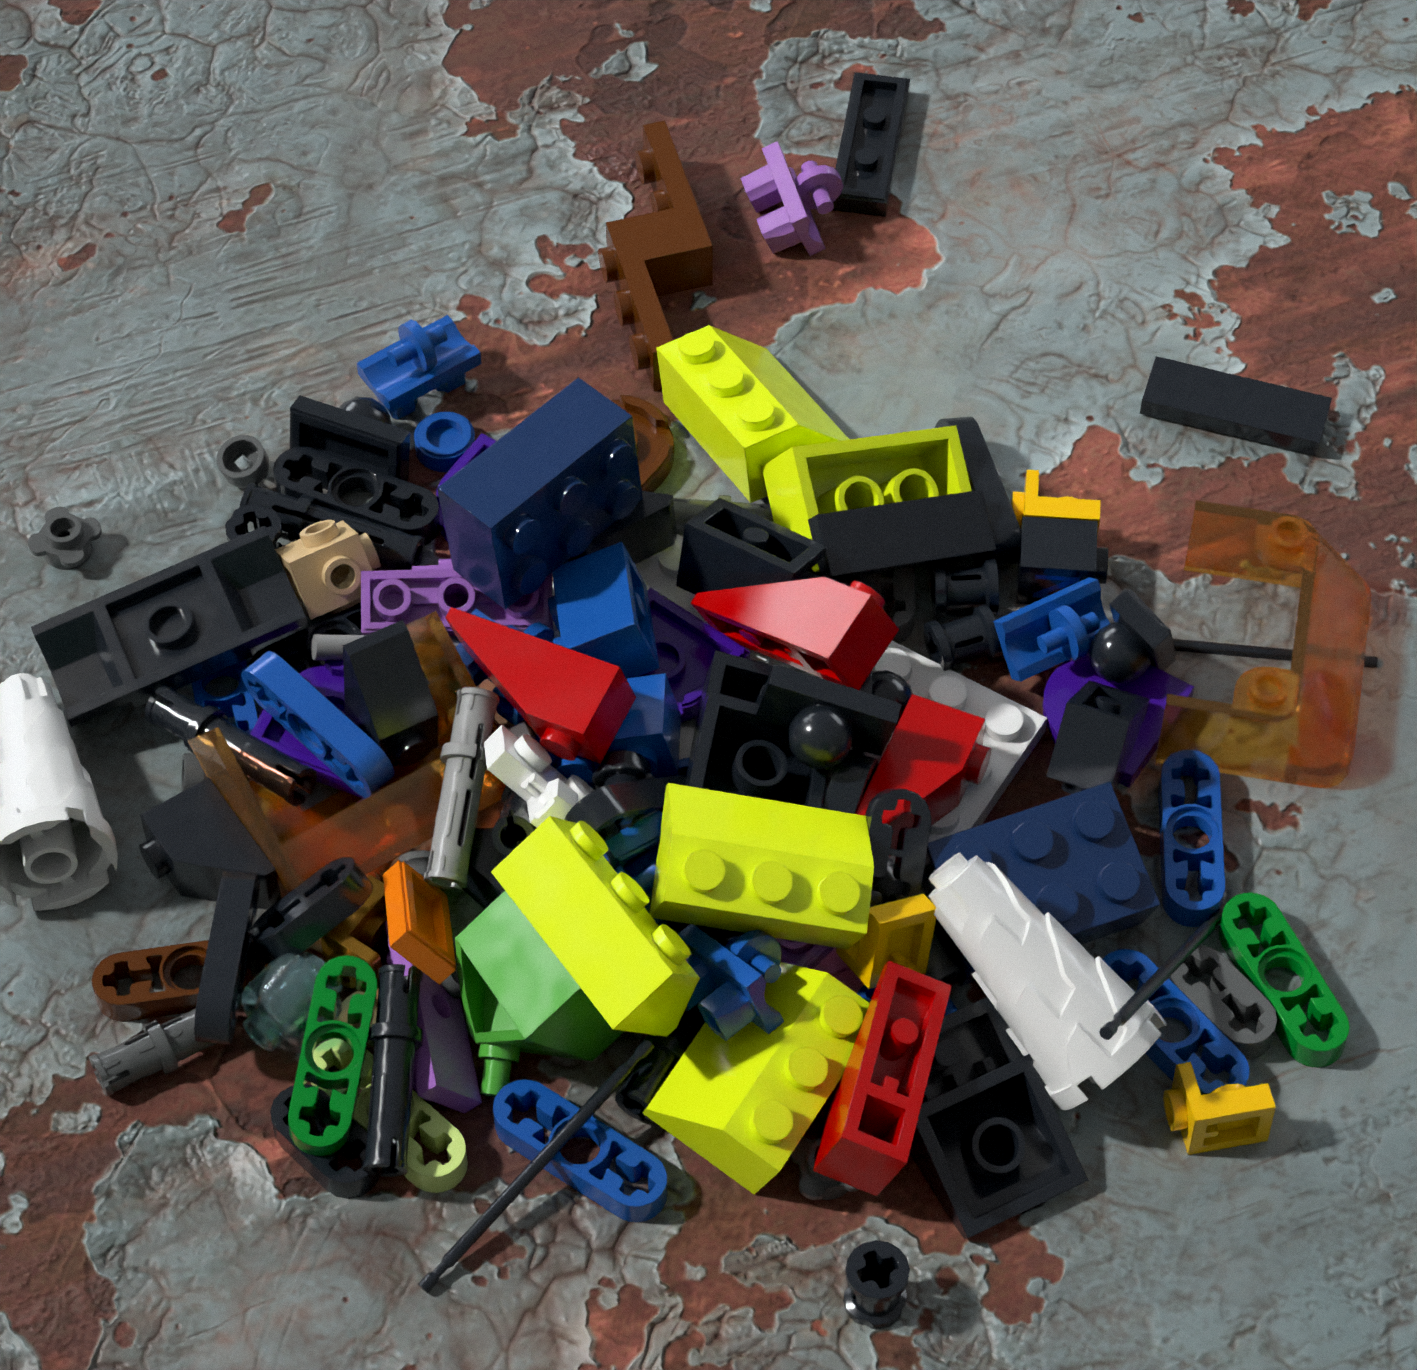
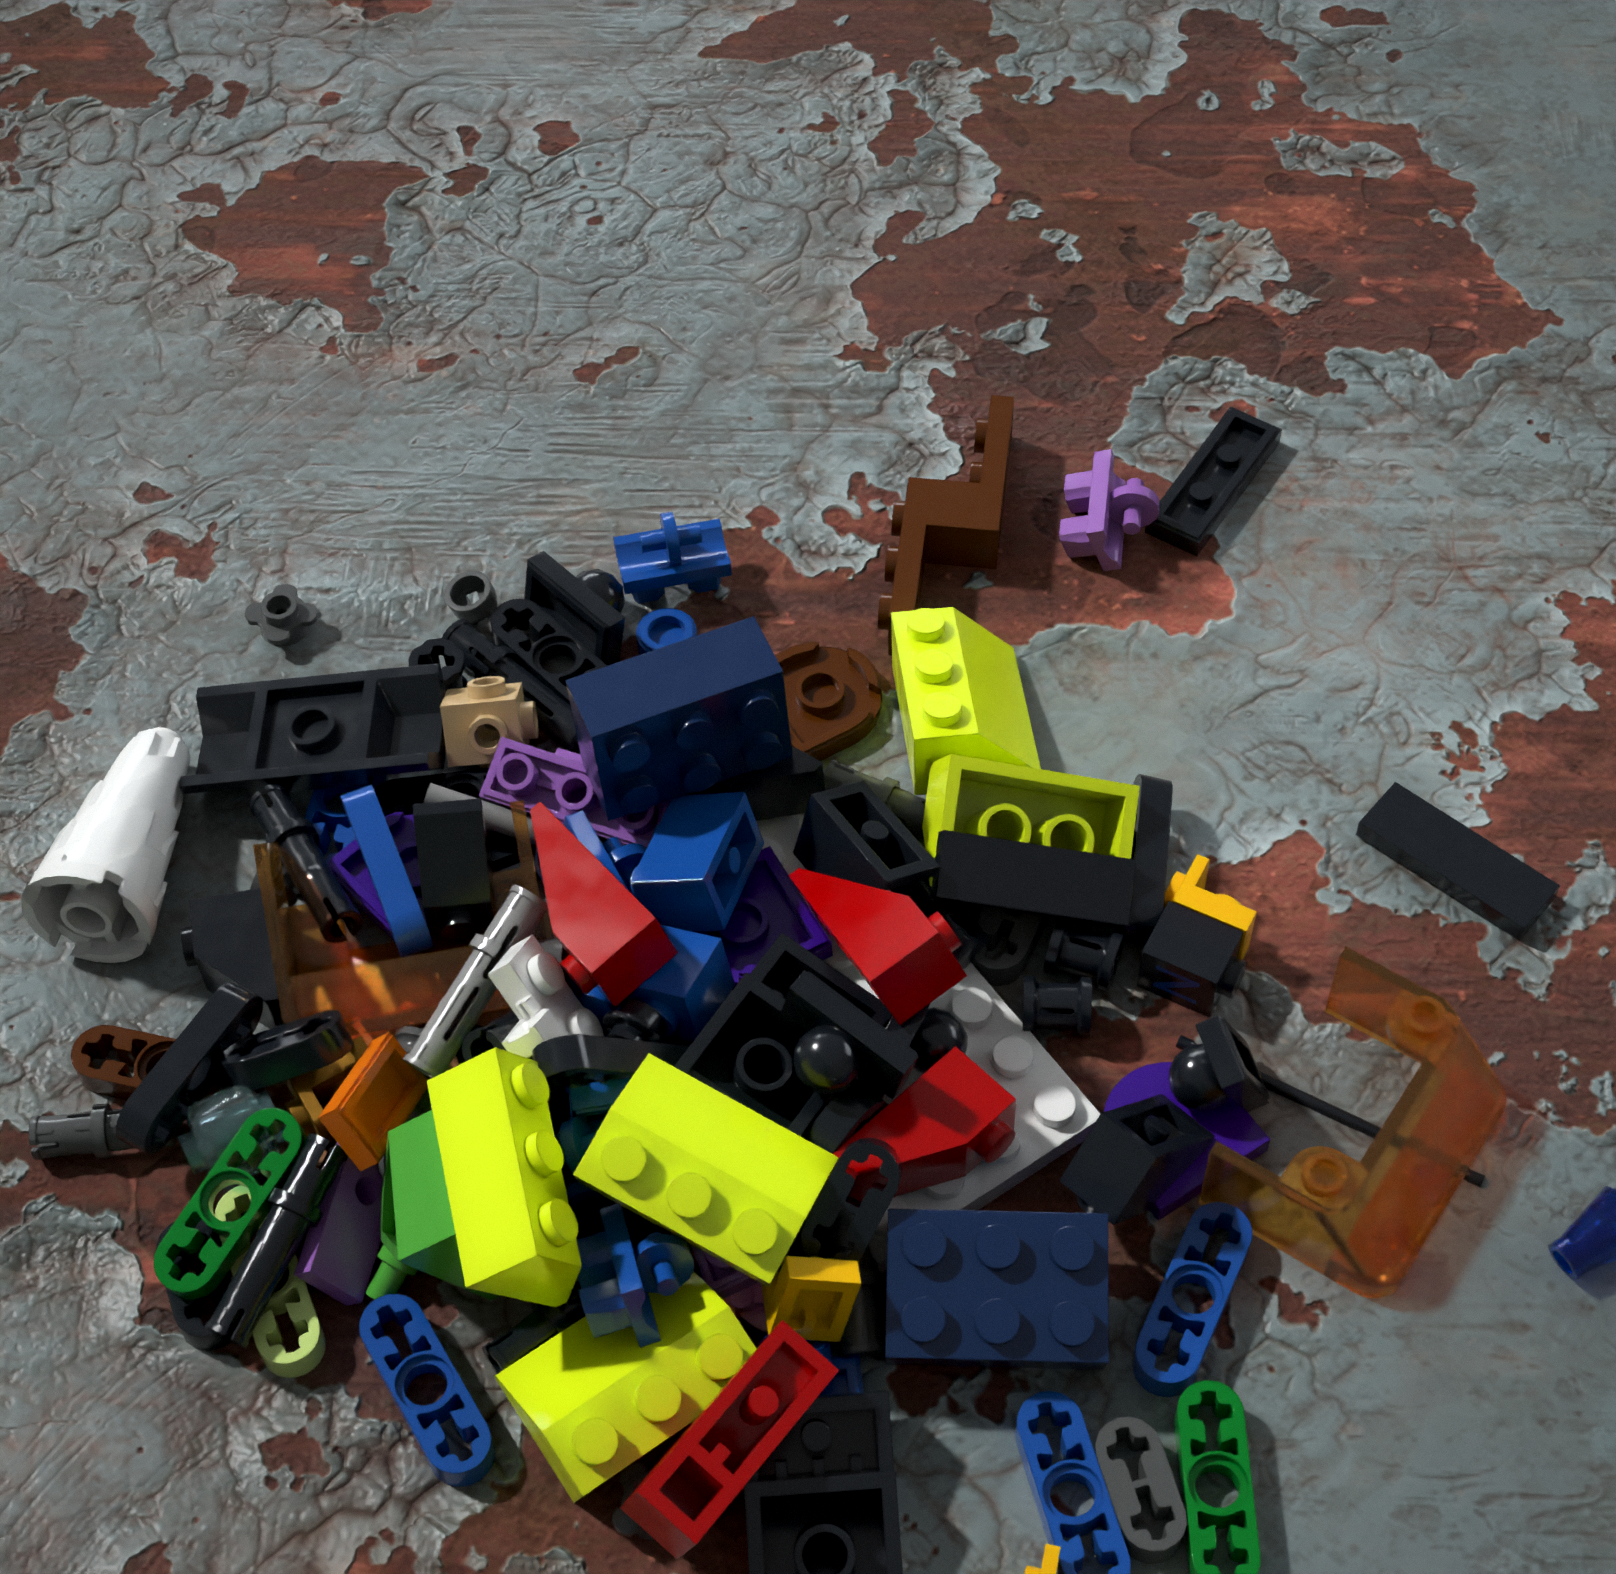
camera: 25 degrees right, 0 degrees up
(536, 1166) = (370, 1389): black piece -> none
(1041, 981) = (944, 1427): white cone -> none
(1051, 629) = (1144, 1026): blue hips -> none
(1161, 976) = (1062, 1444): black piece -> none

